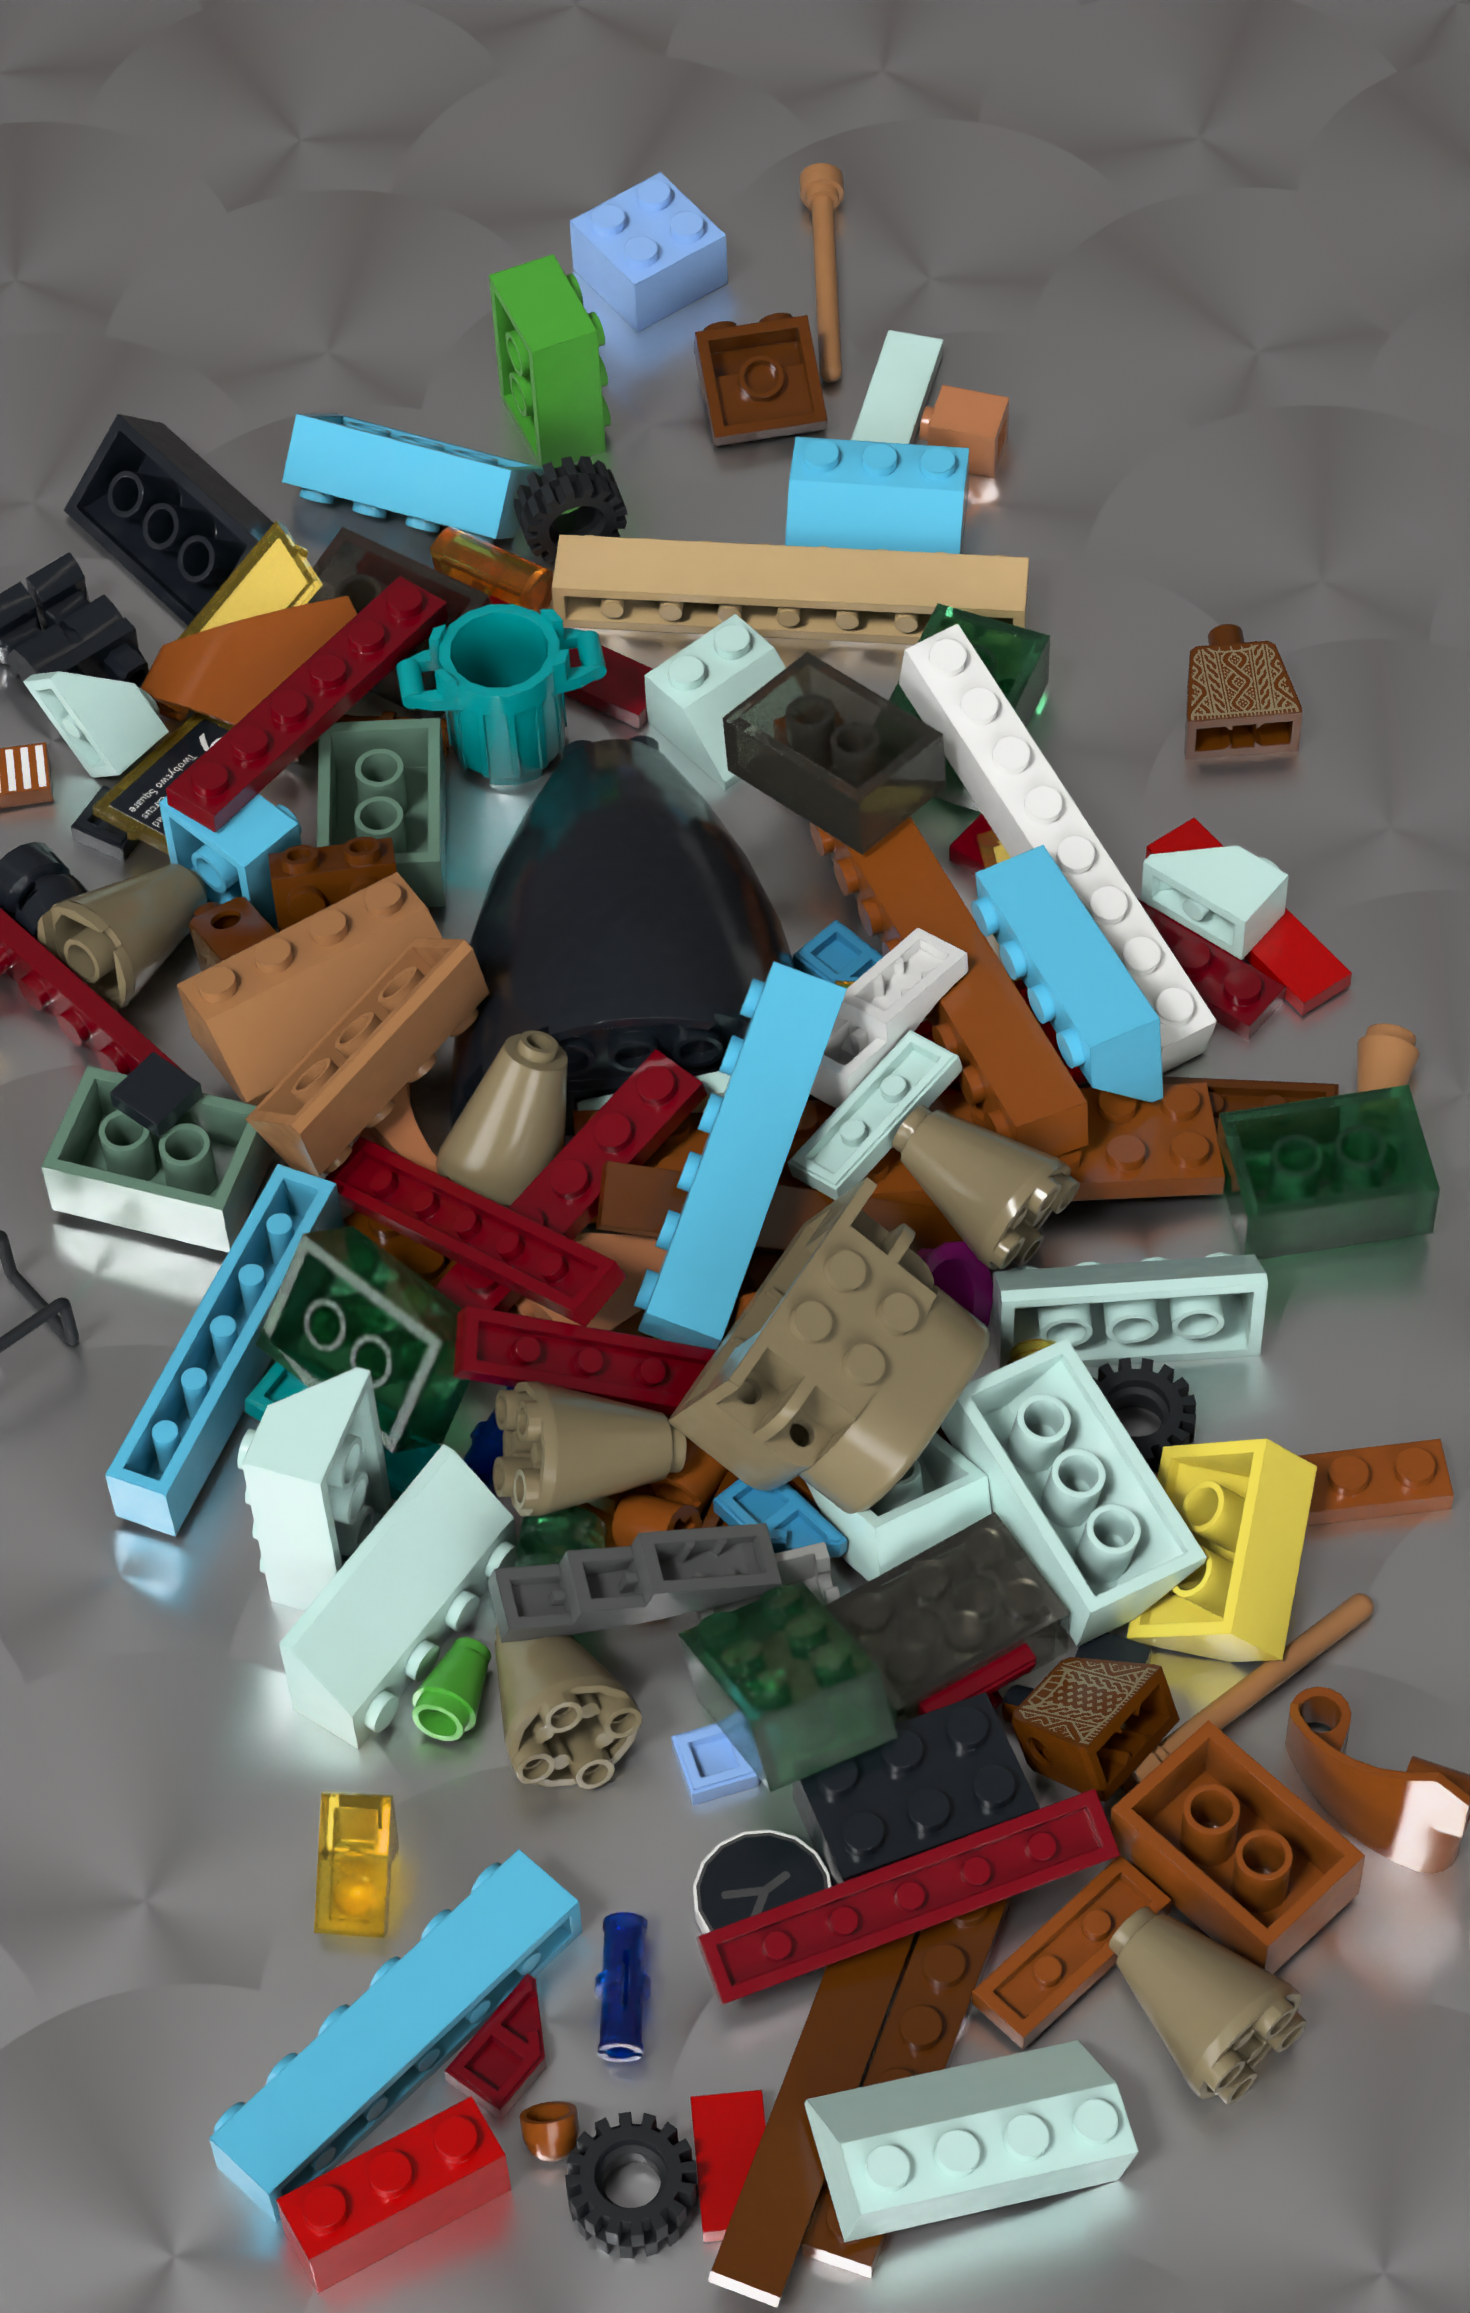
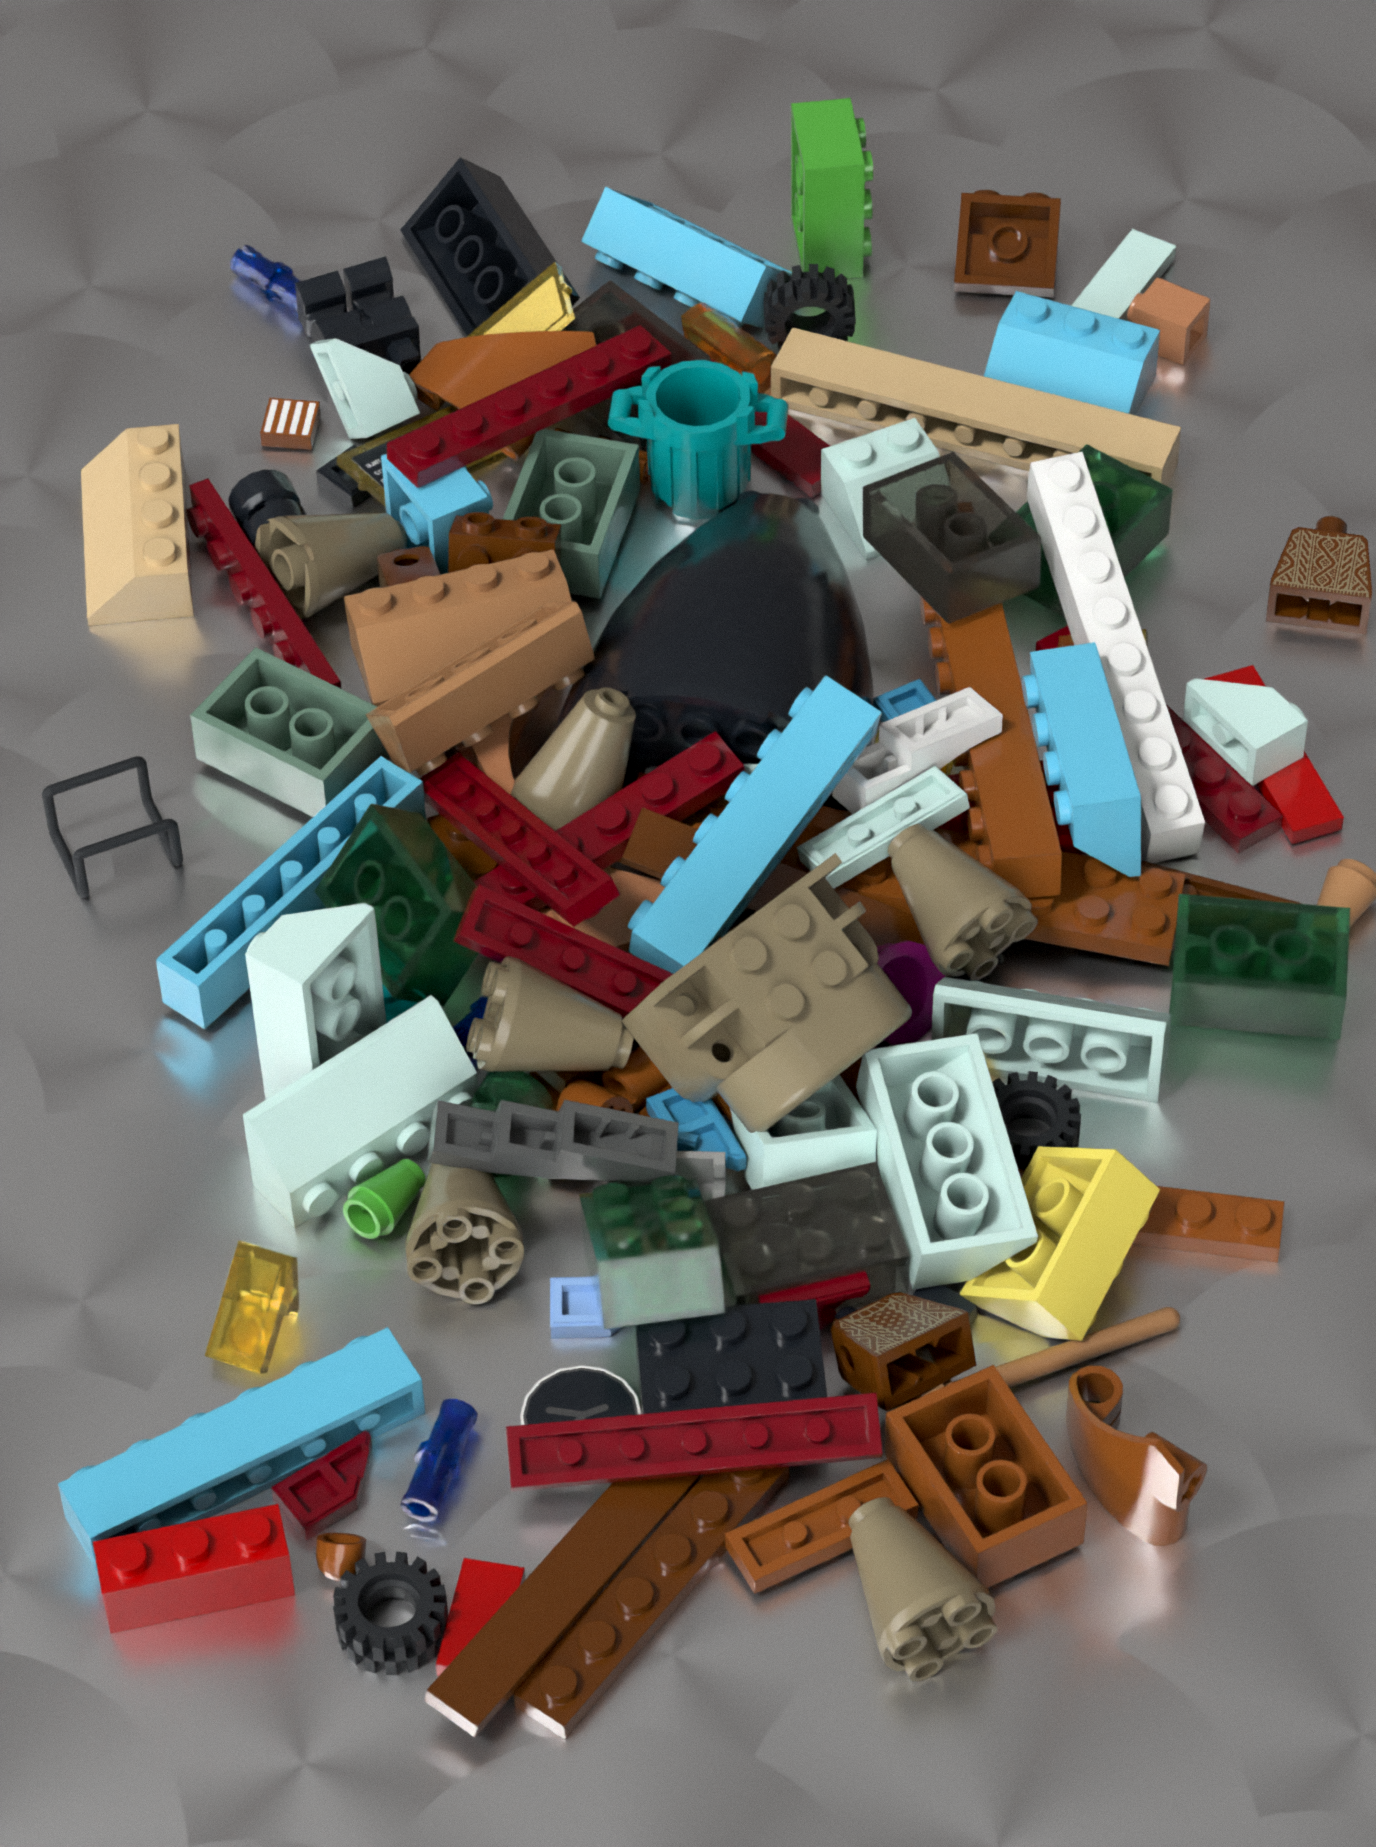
camera: 15 degrees right, 5 degrees down
(156, 1094) = (300, 679): black tile -> none
(649, 252) = (951, 126): light blue brick -> none
(822, 193) = (1115, 111): medium nougat piece -> none
(970, 2139) = (678, 1647): light aqua slope -> none

